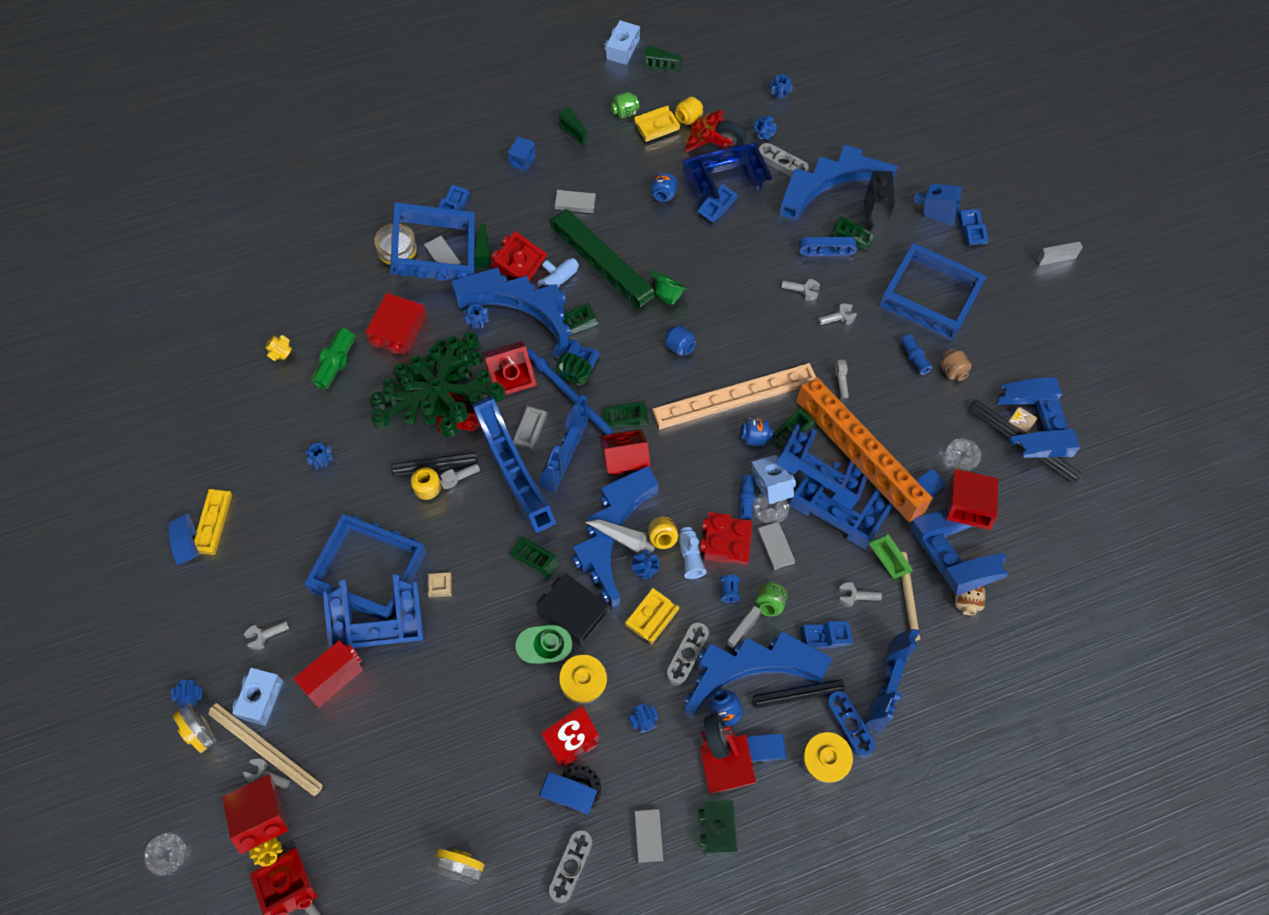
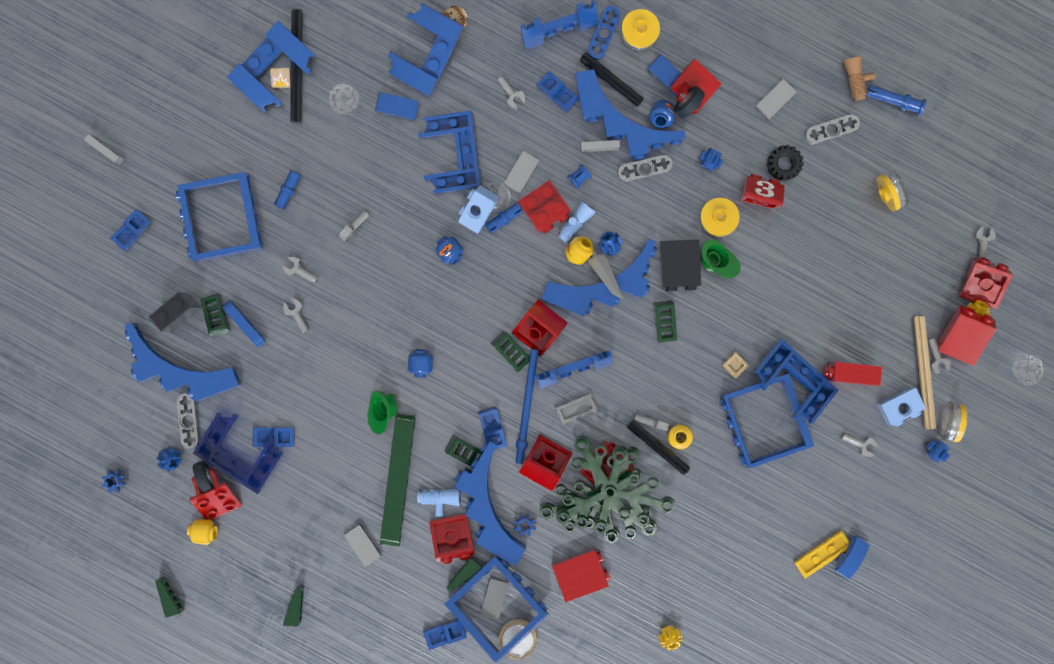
camera: 130 degrees left, 25 degrees up
(319, 455) = (715, 528): blue gear -> none
(333, 358) = (644, 592): green piece -> none
(515, 475) = (623, 382): blue arch -> none
(521, 153) = (355, 623): blue brick -> none
(567, 793) = (798, 163): blue slope -> none
(573, 368) = (509, 415): dark green gear -> none
(622, 42) = (164, 645): light blue brick -> none
(625, 105) = (239, 586): bright green head -> none
(652, 616) = (640, 210): yellow plate -> none
(656, 123) = (235, 547): yellow plate -> none
(664, 187) = (294, 487): blue head -> none
(723, 814) = (743, 51): clear green brick -> none
(732, 396) = (429, 290): light nougat tile -> none
(771, 599) = (565, 143): bright green head -> none
(795, 456) = (454, 202): blue wedge -> none
(799, 414) = (407, 224): dark green slope -> none
(864, 450) = (403, 166): orange brick -> none
(890, 556) = (468, 89): bright green slope -> none
(909, 600) = (483, 60): tan bar -> none
(941, 202) = (129, 262): blue torso -> none
(955, 365) = (273, 155): medium nougat head -> none
(972, 499) = (379, 66): red brick -> none

